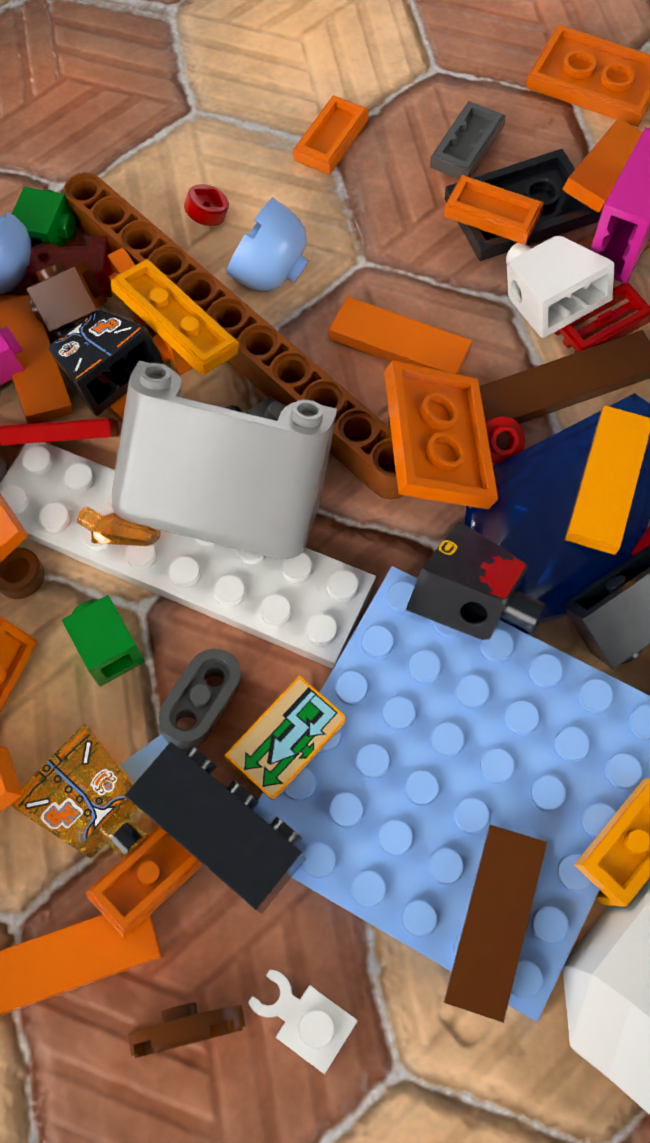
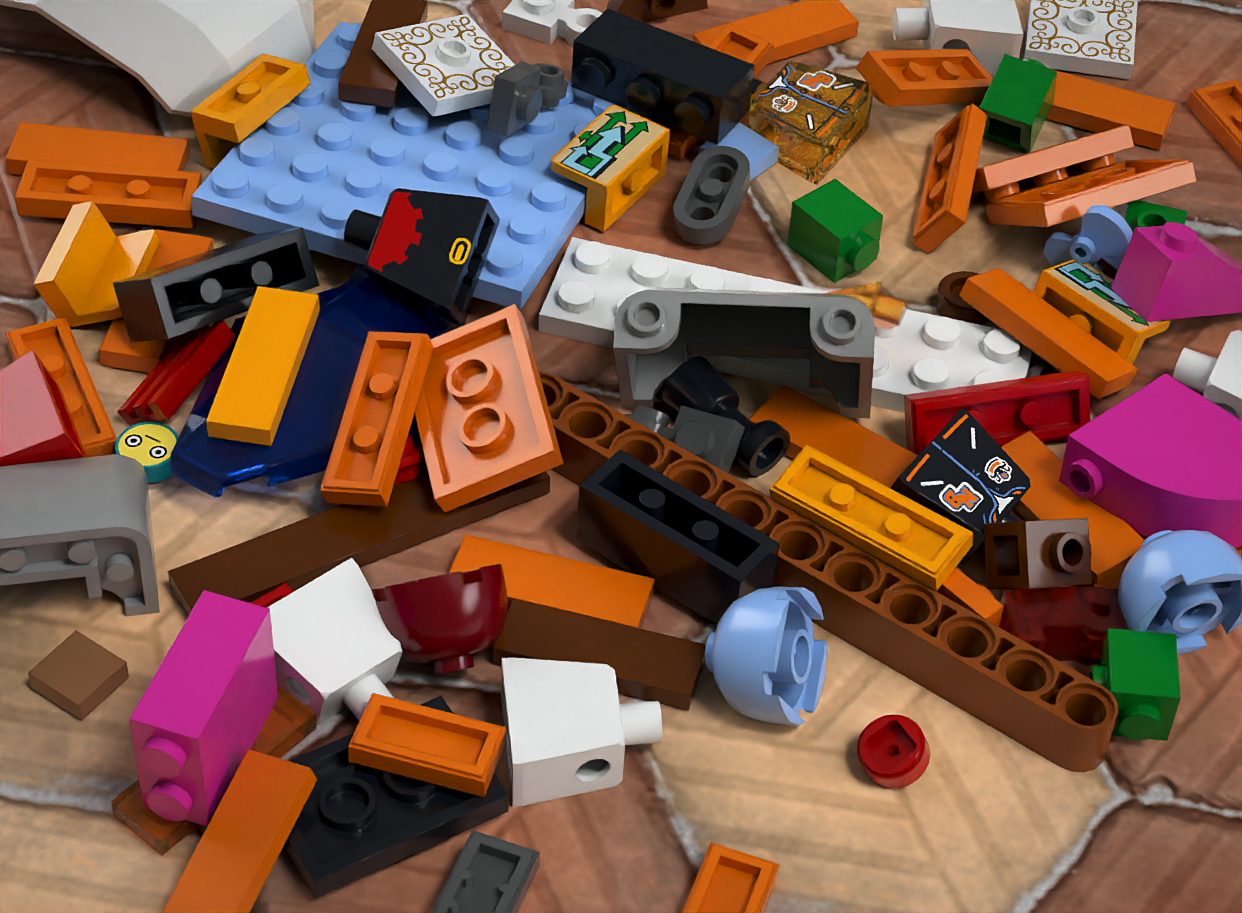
camera: 165 degrees right, 20 degrees down
(314, 327) = (673, 536): none -> black brick
(341, 276) = (644, 661): none -> reddish brown tile
(367, 786) = (521, 94): none -> dark grey plate
(403, 228) = (568, 728): none -> white torso
(430, 865) = (443, 62): none -> white plate
(480, 294) = (446, 616): none -> dark red cylinder
(517, 442) = (377, 419): none -> orange tile

